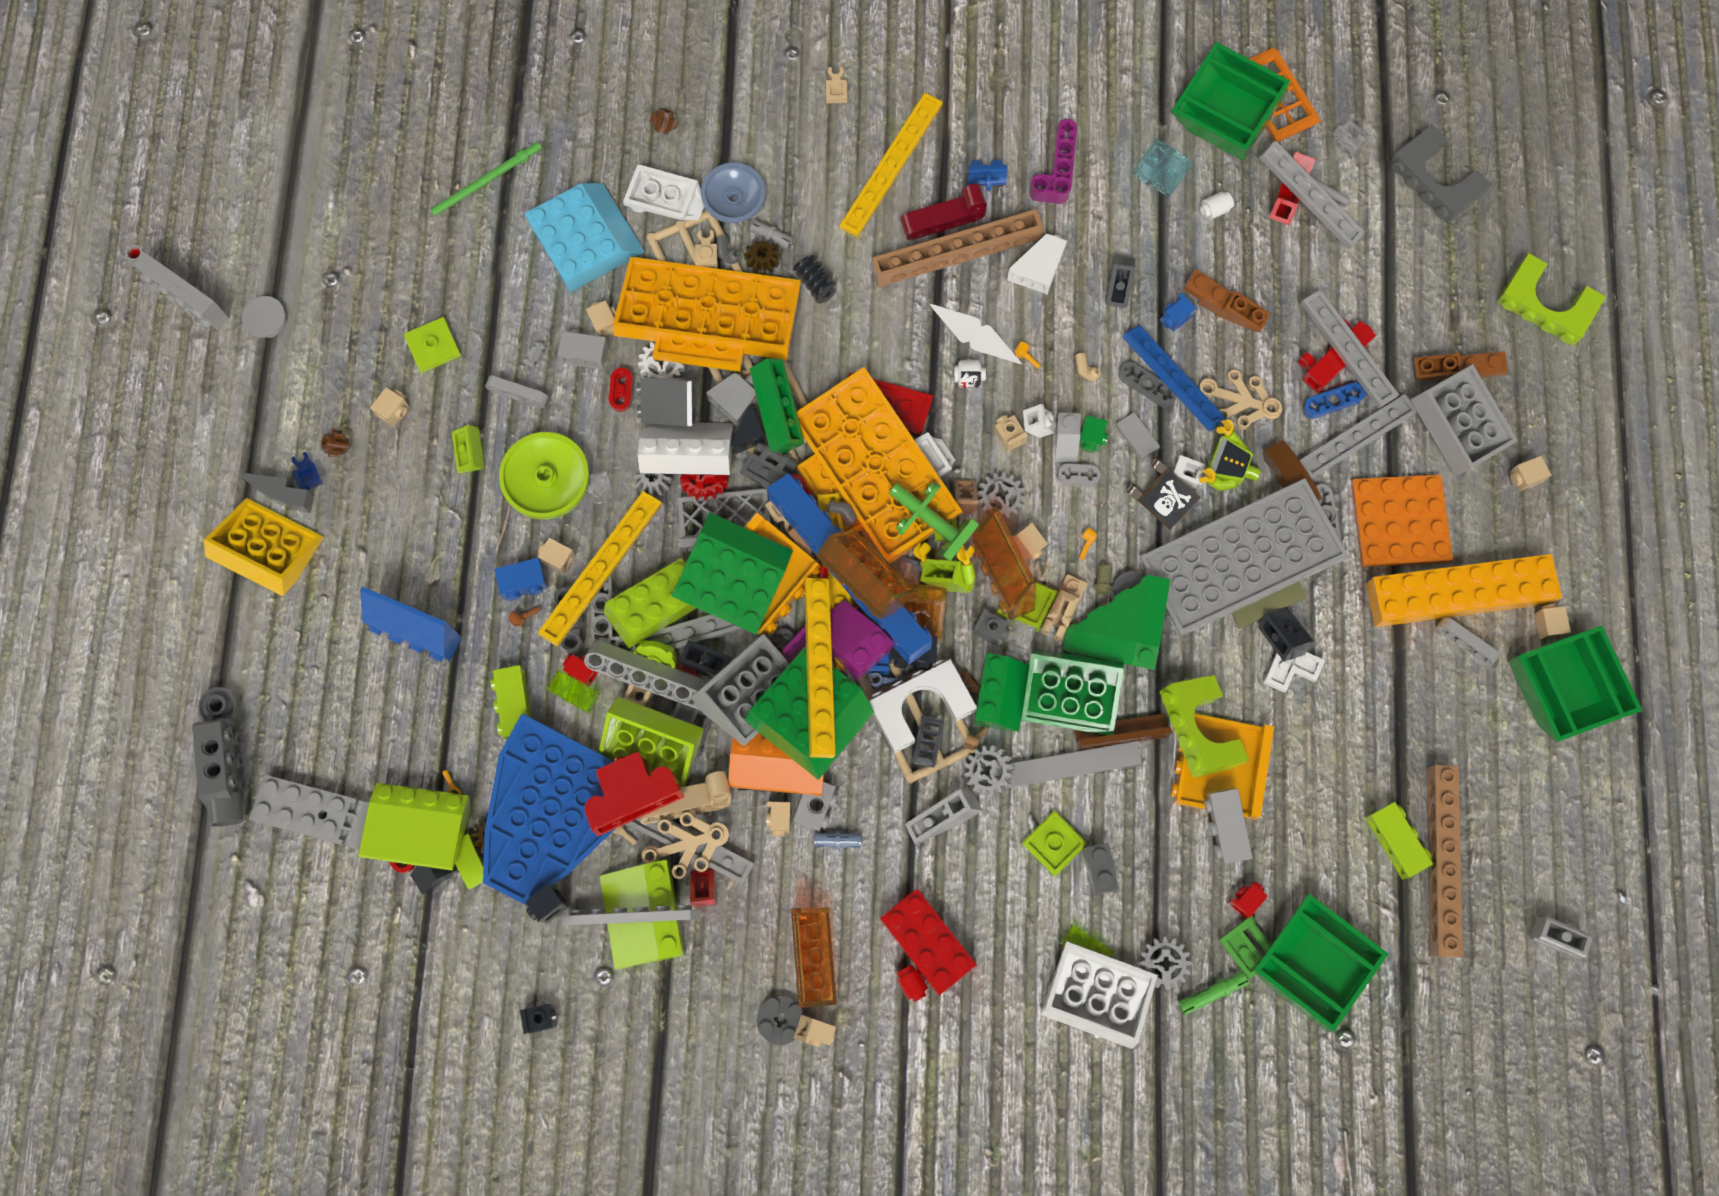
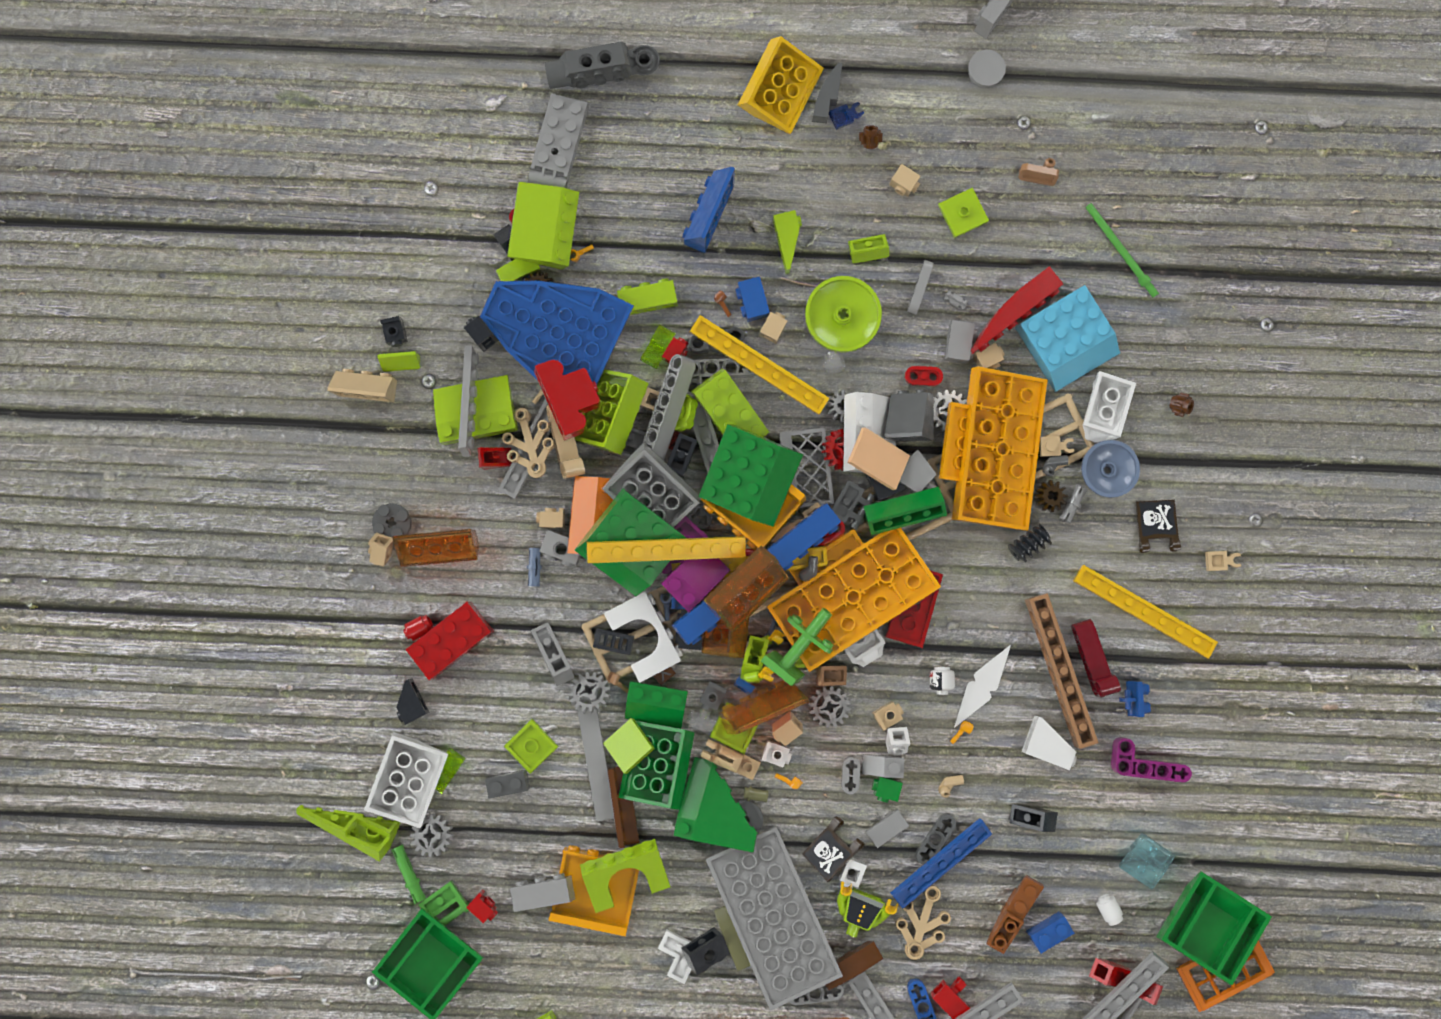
camera: 90 degrees right, 10 degrees up
(393, 262) = (1040, 174): none -> medium nougat piece
(444, 539) = (787, 230): none -> lime slope
(546, 284) = (1019, 306): none -> red slope
(577, 1011) = (399, 361): none -> lime slope
(606, 1056) = (363, 385): none -> tan slope
(716, 430) = (878, 458): none -> light nougat tile
(792, 150) = (1157, 521): none -> flag
(978, 591) = (744, 686): none -> blue tile
(1007, 991) = (410, 704): none -> black slope
(1051, 724) = (628, 746): none -> lime tile
(1055, 563) = (772, 747): none -> white brick
(1166, 1049) = (364, 833): none -> lime wedge
(1178, 313) = (1003, 869): blue brick -> none
(1244, 265) = (1050, 932): none -> blue brick

